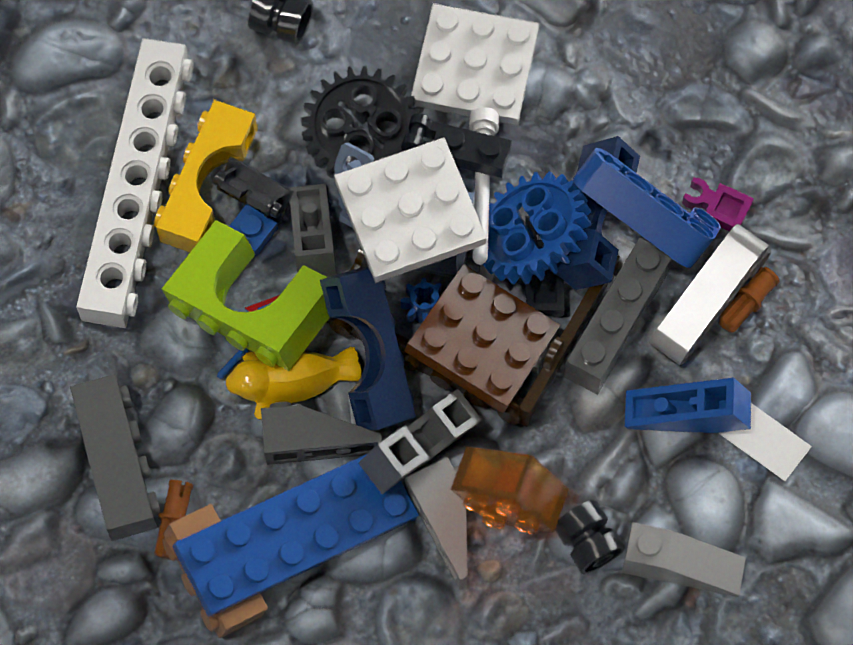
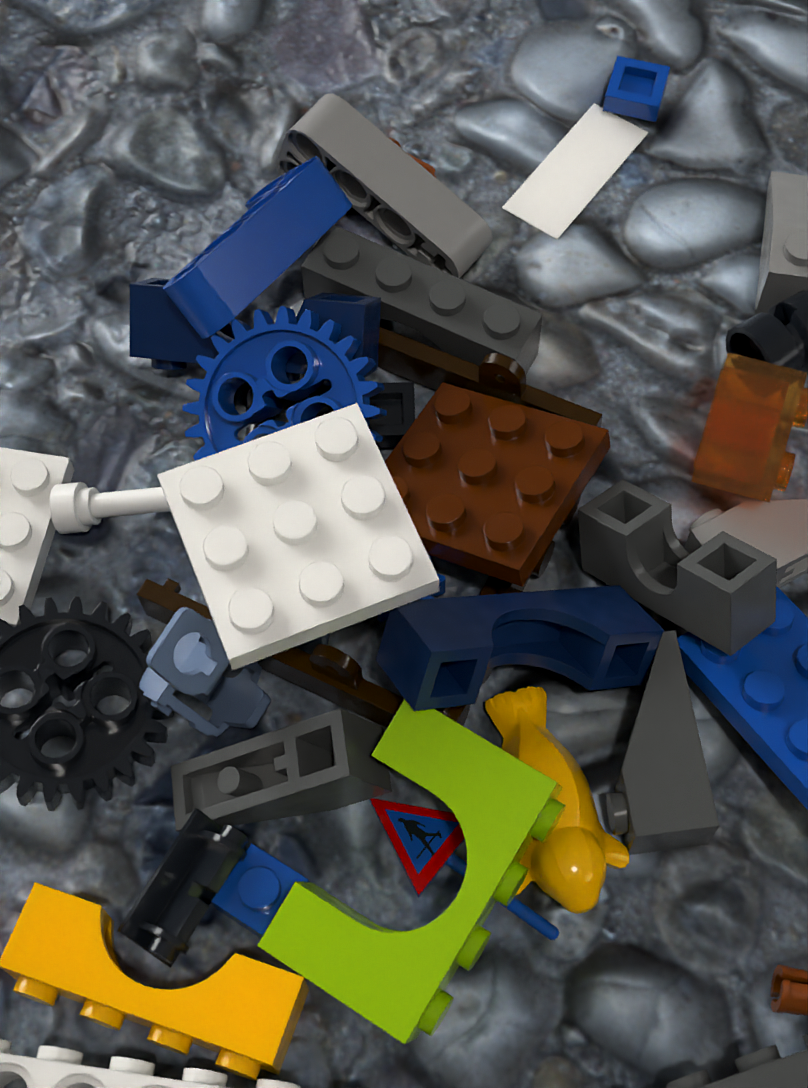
camera: 90 degrees left, 5 degrees down
(468, 148) = (123, 532): black plate -> none
(690, 407) = (562, 225): blue slope -> none
(725, 204) = (229, 186): magenta plate -> none
(814, 469) = (636, 88): none -> blue plate

